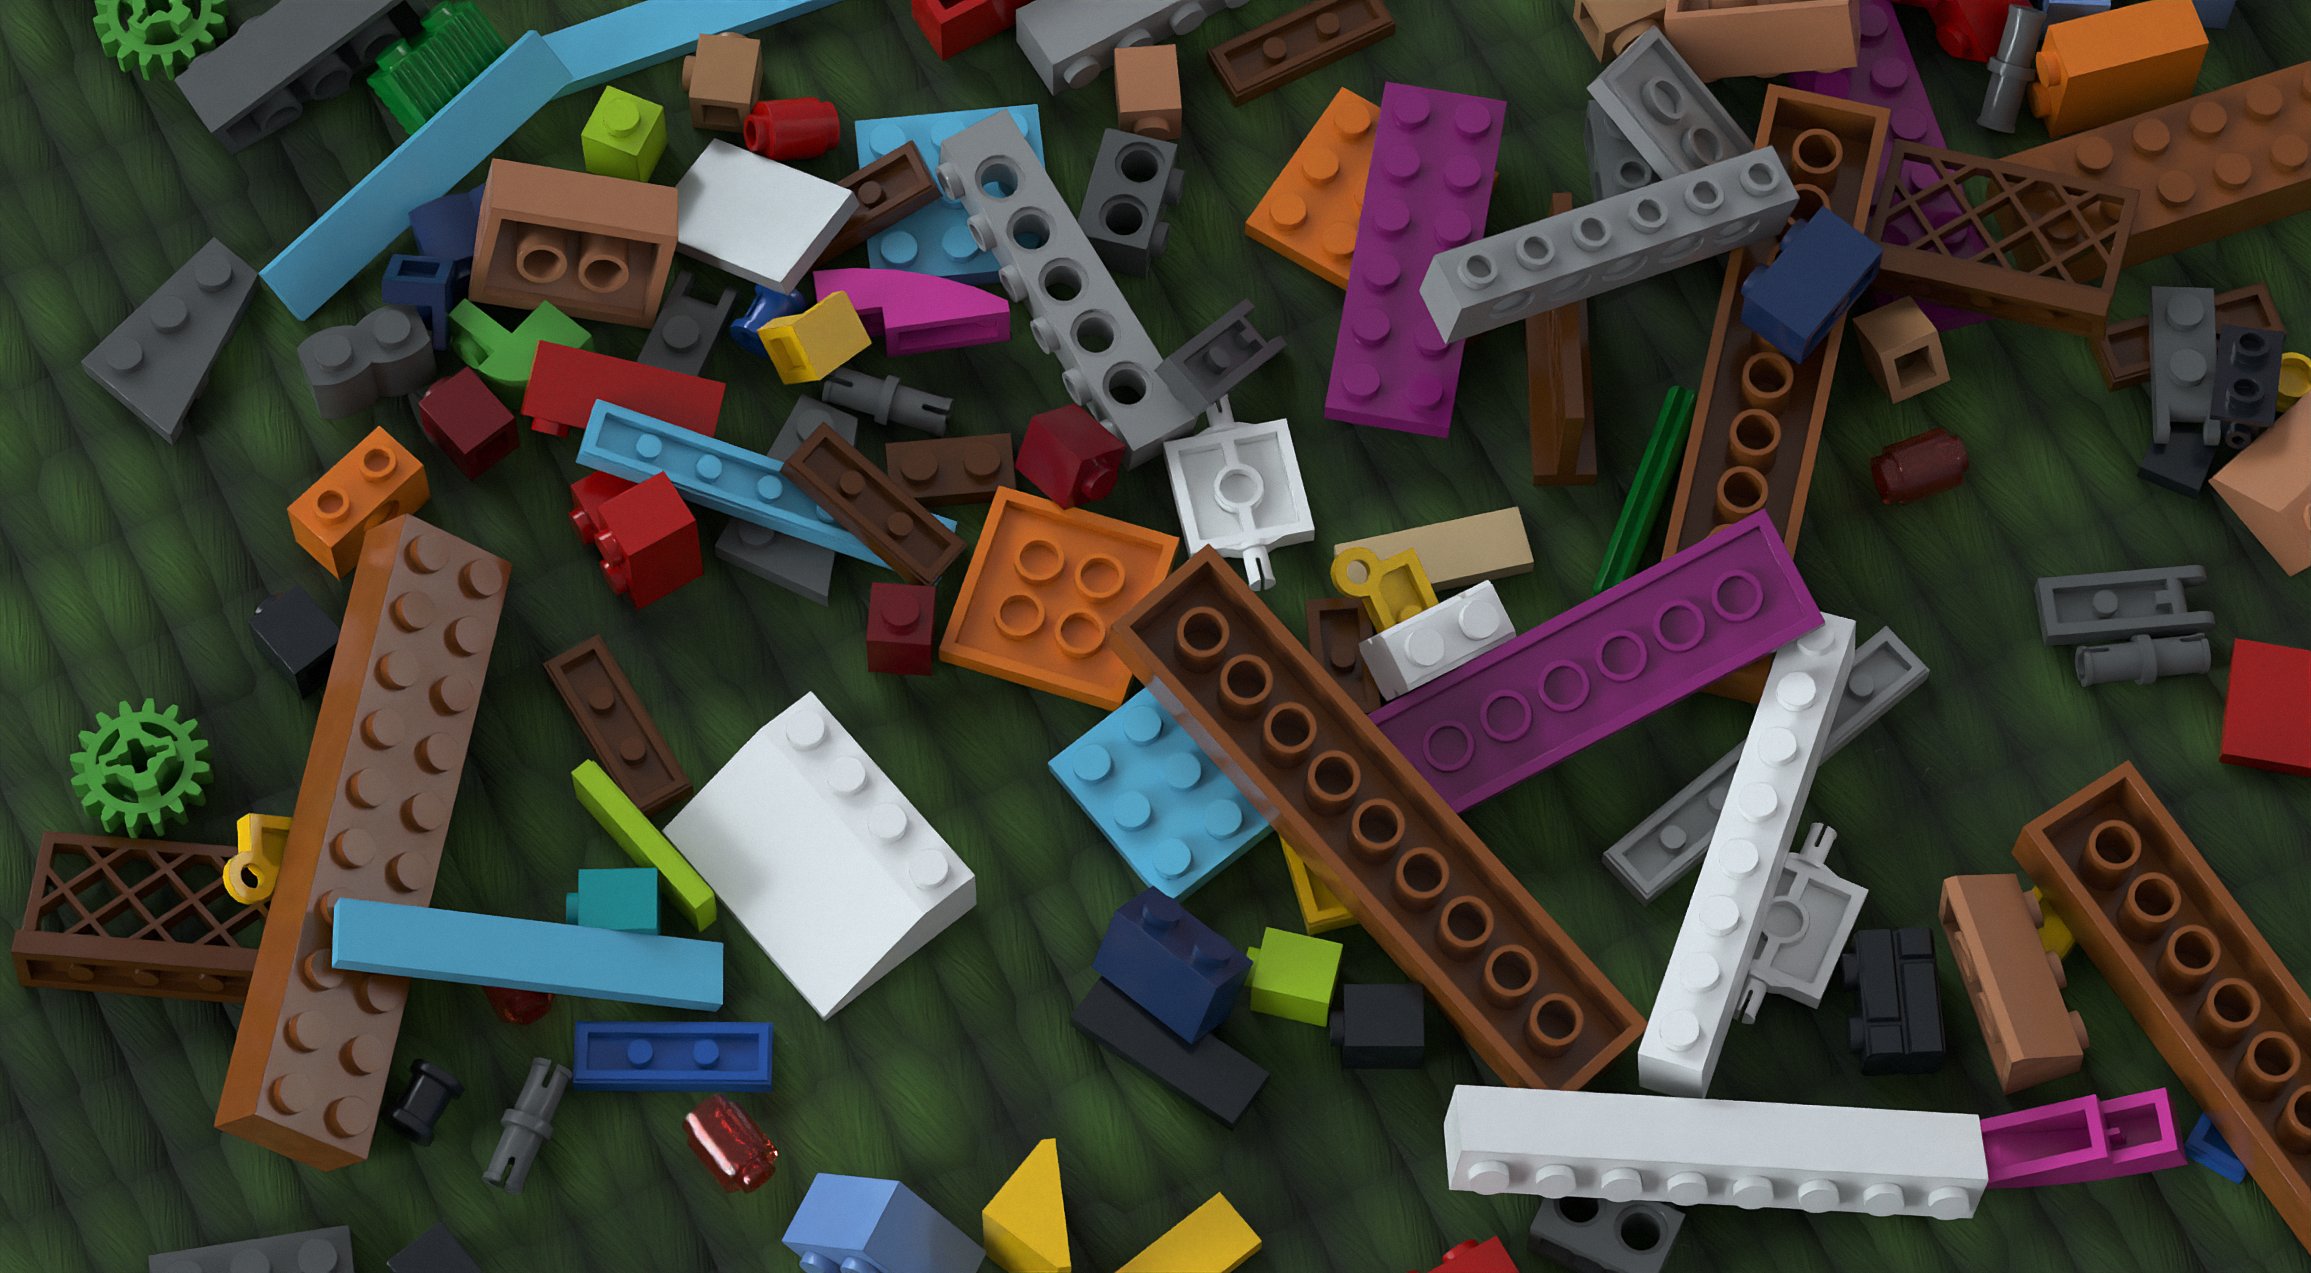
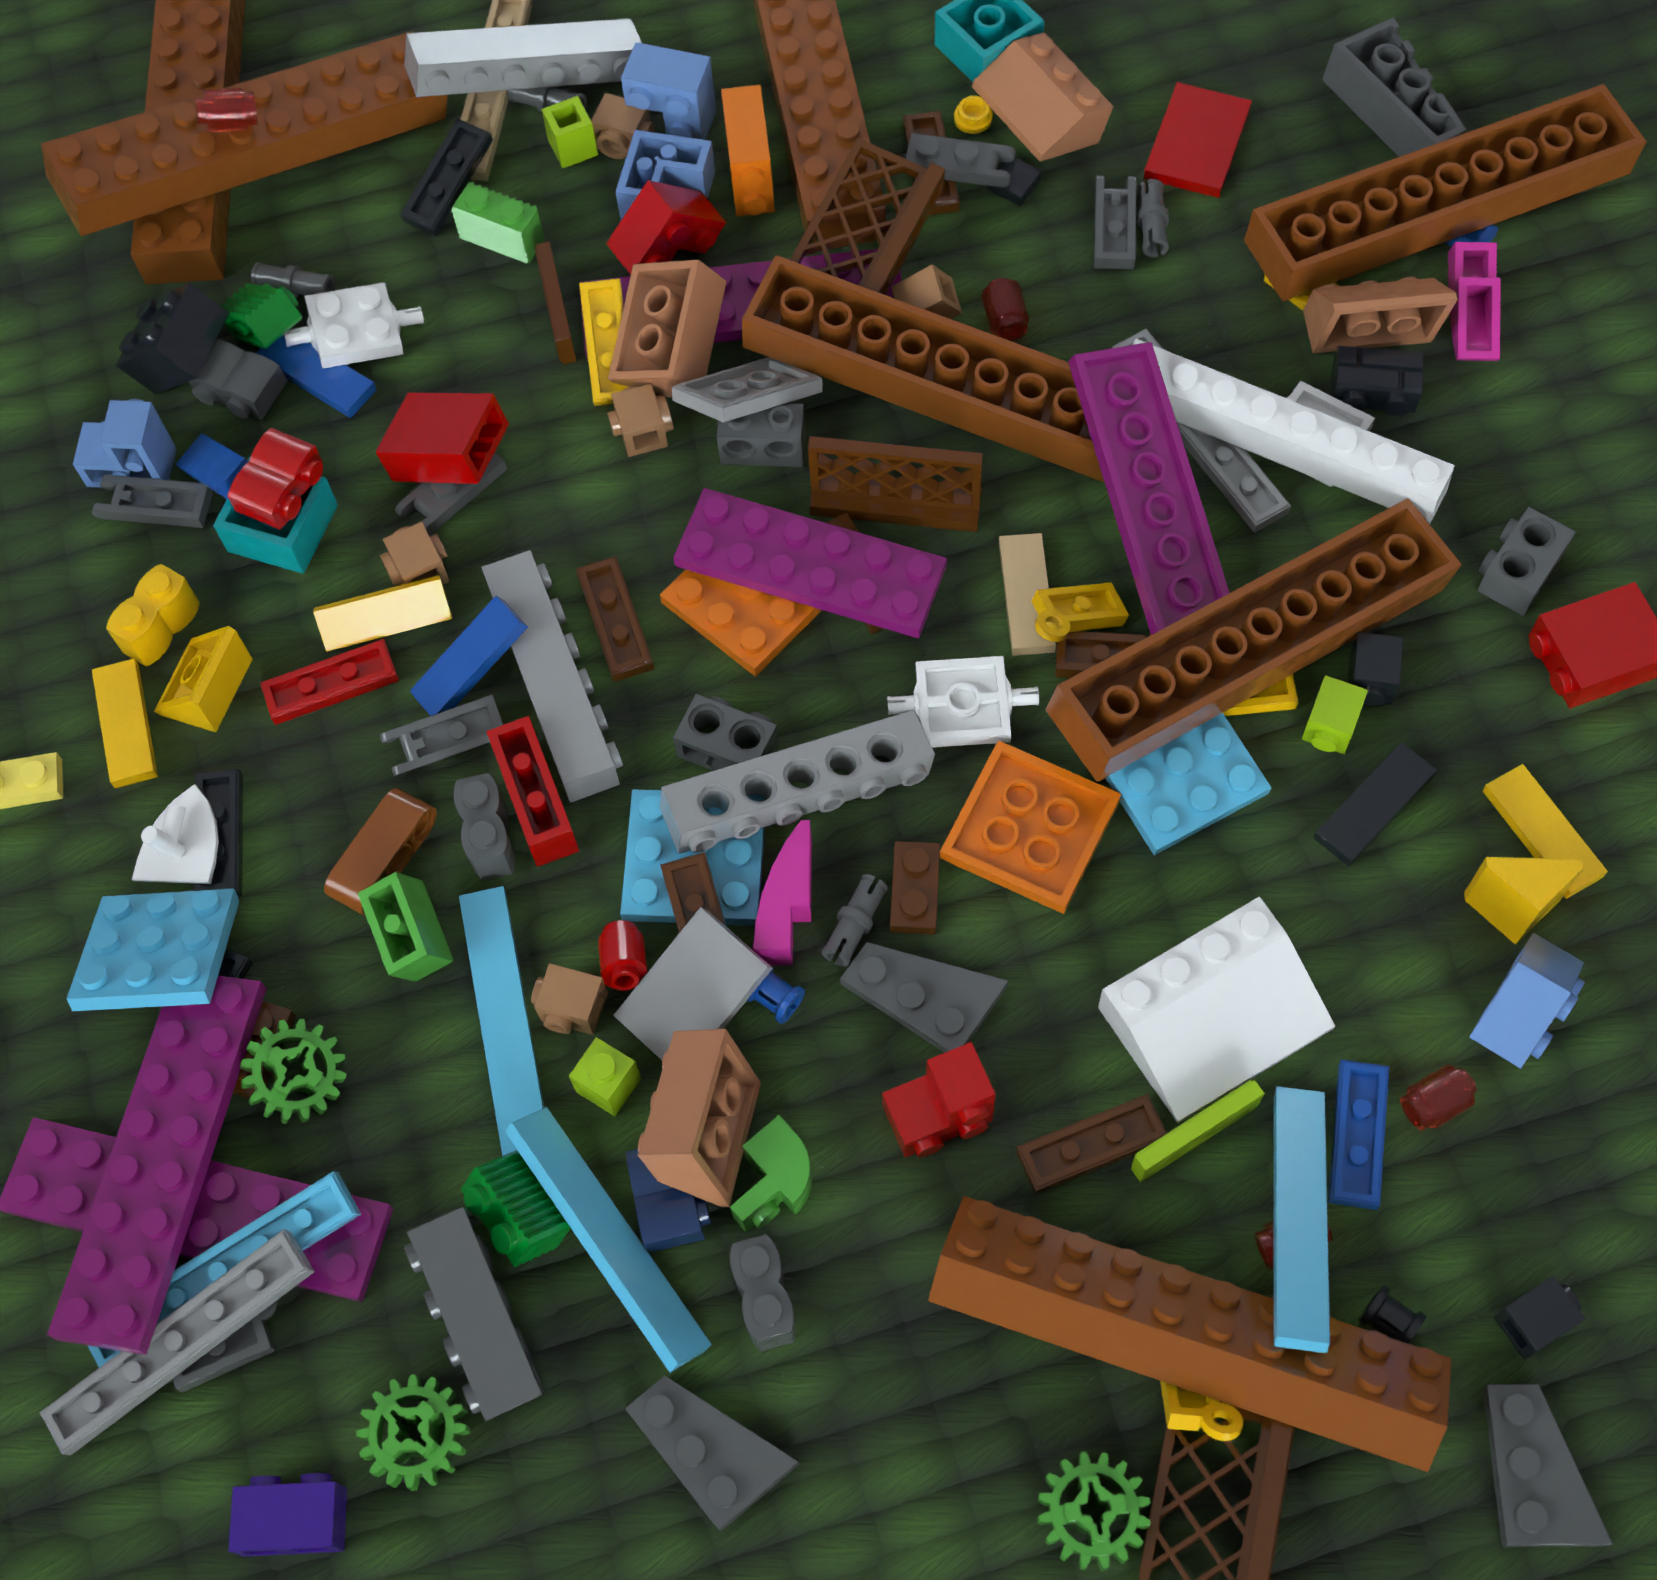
camera: 75 degrees left, 0 degrees up
(295, 639) = (996, 1373): black brick -> none
(357, 494) = (886, 1312): orange brick -> none
(429, 286) = (716, 1238): dark blue panel -> none
(468, 423) = (826, 1222): dark red brick -> none
(527, 1126) = (1414, 1242): dark grey pin -> none
(569, 381) = (841, 1098): red brick -> none
(617, 900) = (1248, 1156): teal brick -> none
(688, 329) = (793, 1067): dark grey hinge -> none
(713, 476) = (927, 1009): medium azure tile -> none
(814, 342) = (815, 956): yellow panel -> none
(872, 507) = (952, 933): reddish brown tile -> none
(901, 629) = (1045, 929): dark red brick -> none
(1070, 456) = (929, 797): dark red brick -> none
(1148, 91) = (642, 715): nougat brick -> none
(1172, 964) = (1328, 784): dark blue brick -> none
(1217, 359) = (871, 690): dark grey hinge -> none
(1437, 640) = (1111, 583): white brick -> none
(1608, 244) = (866, 413): light grey brick -> none
(1648, 489) = (1004, 465): green axle -> none
(1714, 1152) = (1492, 486): white brick -> none
(1810, 283) = (902, 313): dark blue brick -> none
(2012, 68) = (736, 208): dark grey pin -> none
(2246, 382) = (982, 123): black hinge -> none

